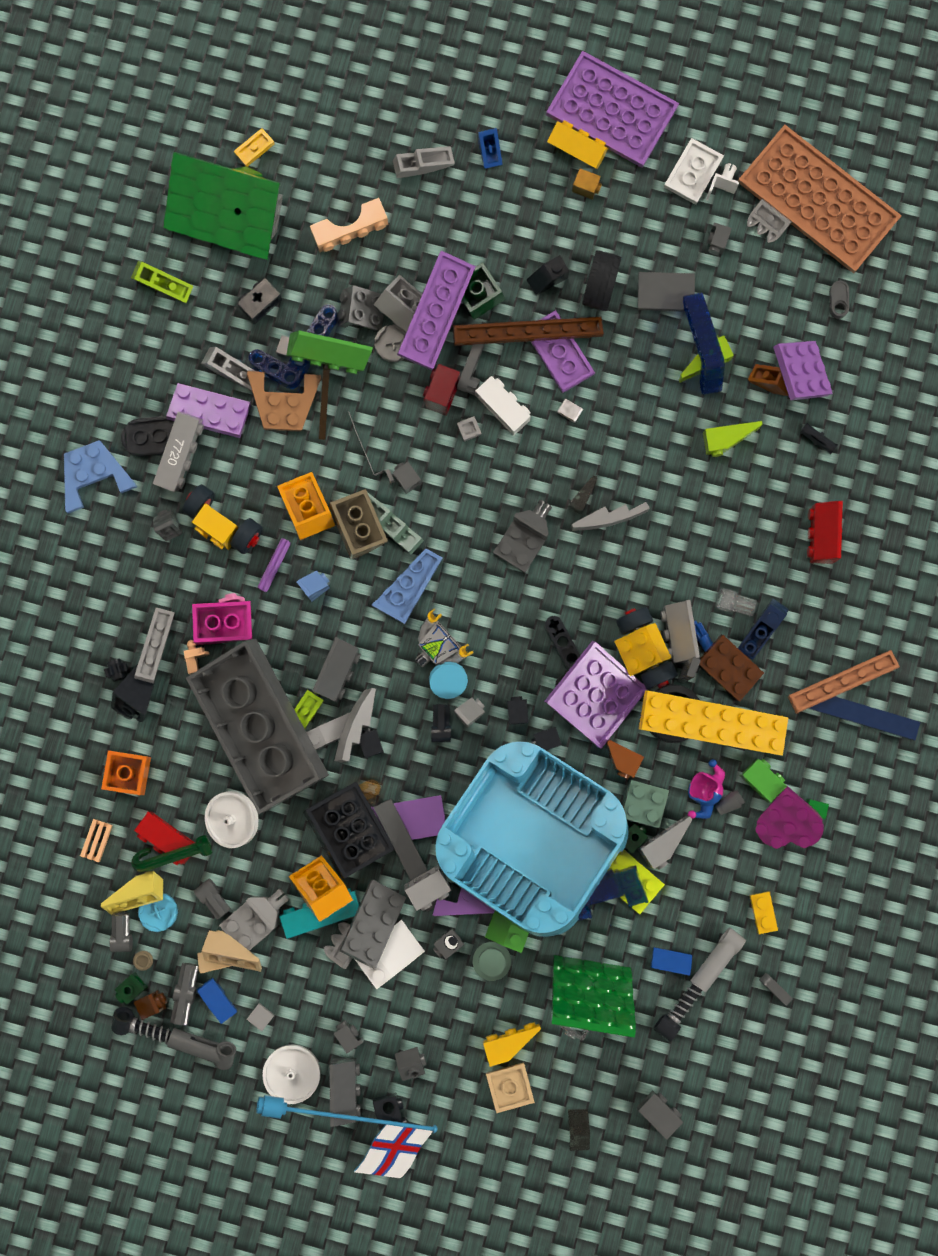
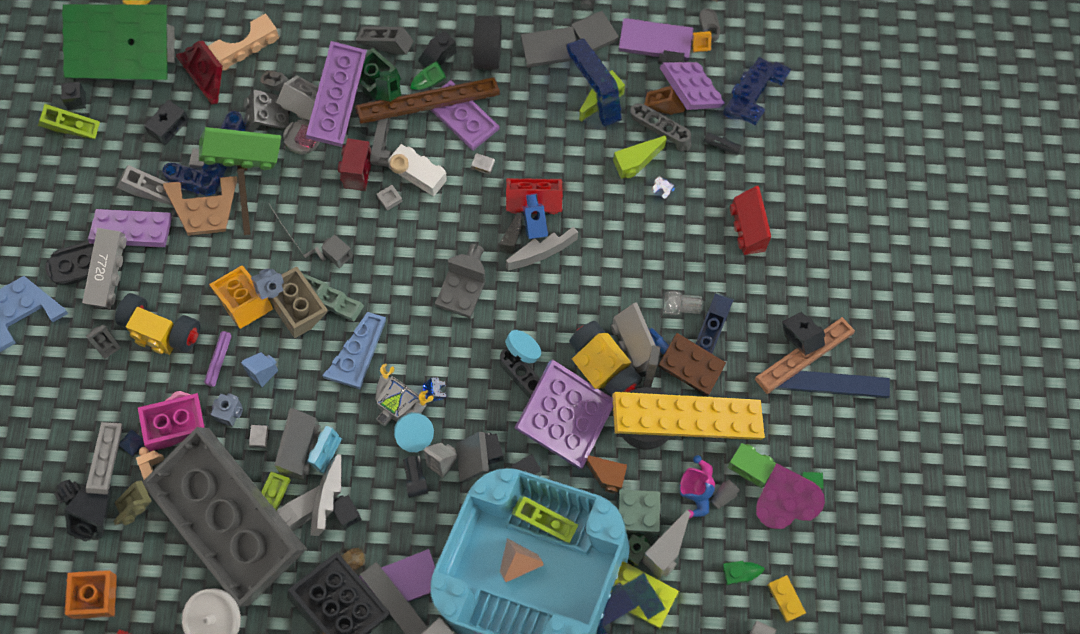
camera: 15 degrees left, 15 degrees down
(170, 252) = (73, 96): none -> black brick
(174, 695) = (132, 503): none -> olive bracket
(181, 632) = (131, 442): none -> dark blue slope
(277, 626) = (226, 409): none -> sand blue brick
(301, 651) = (258, 436): none -> flat silver piece
(305, 249) = (203, 69): none -> dark red wing
(334, 506) = (267, 283): none -> sand blue brick
(365, 673) = (325, 449): none -> medium azure plate
(377, 274) = (273, 80): none -> dark grey beam
(394, 345) = (301, 137): none -> clear pink plate
(474, 640) = (433, 387): none -> clear blue tile
(485, 398) = (399, 163): none -> tan tile
(489, 312) = (388, 86): none -> dark green brick
(496, 249) = (387, 39): none -> dark grey slope
(498, 717) = (472, 457): none -> dark grey tile
(521, 829) = (518, 561): none -> nougat slope
(533, 302) = (428, 77): none -> green plate
(553, 796) = (544, 519): none -> lime slope
(570, 616) = (523, 346): none -> medium azure tile
(609, 487) = (534, 226): none -> blue torso
(614, 457) = (548, 192): none -> red slope
(717, 283) = (596, 31): none -> dark grey tile
(728, 878) = (741, 572): none -> green plate
(749, 472) = (665, 184): none -> tile
(760, 405) = (682, 139): none -> dark grey beam
(778, 305) = (653, 38): none -> medium lavender tile
(788, 333) = (671, 57): none -> black bracket
(826, 318) = (701, 41): none -> light orange plate
(847, 661) = (803, 333): none -> black brick
(857, 388) = (752, 84): none -> clear blue bracket

